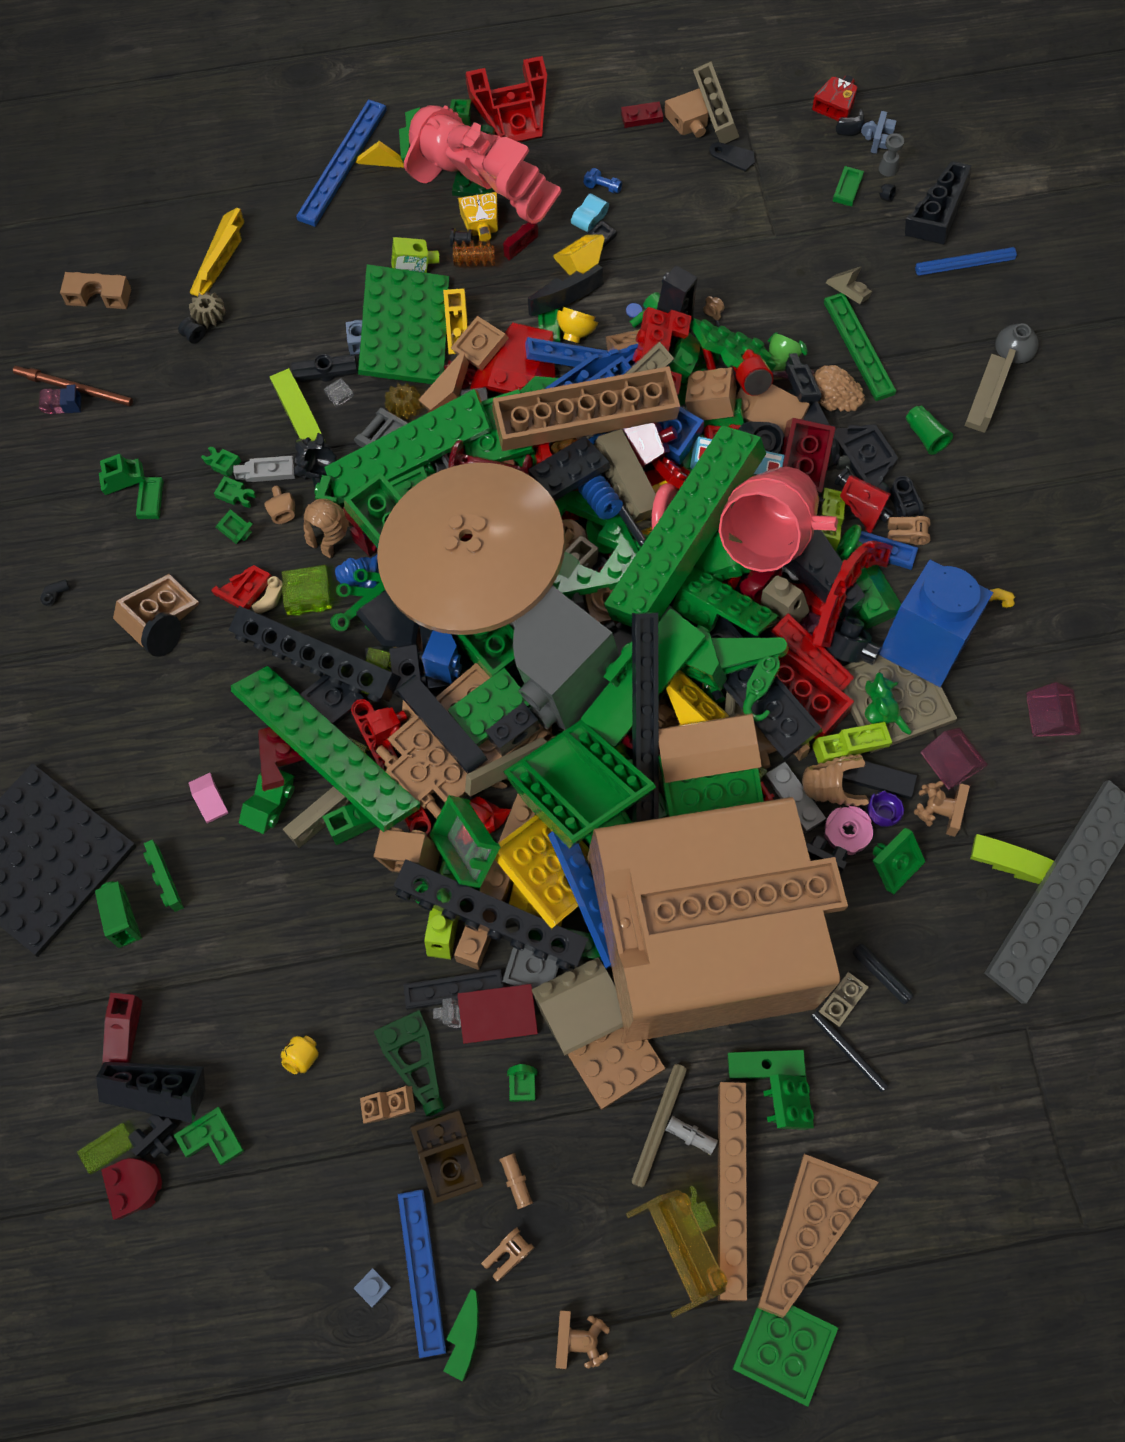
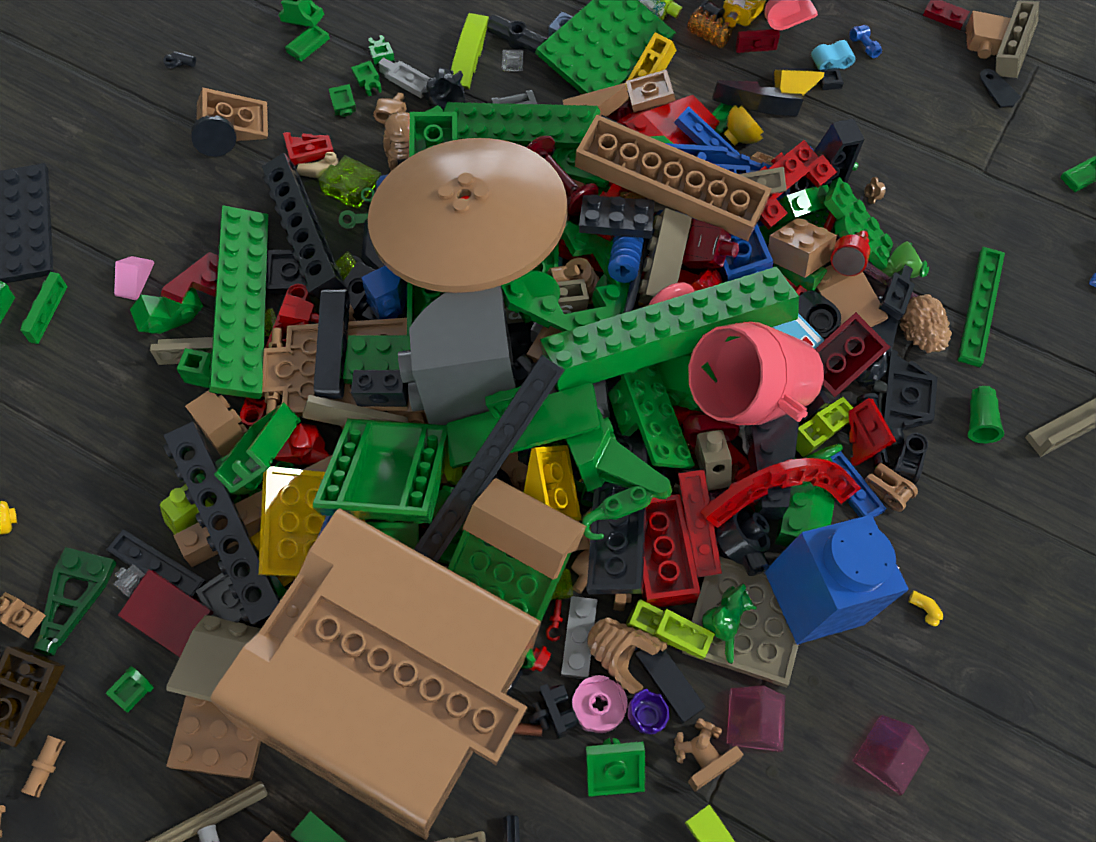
camera: 35 degrees right, 5 degrees down
(402, 400) = (552, 92): clear yellow gear -> none
(846, 284) = (1013, 251): dark tan slope -> none

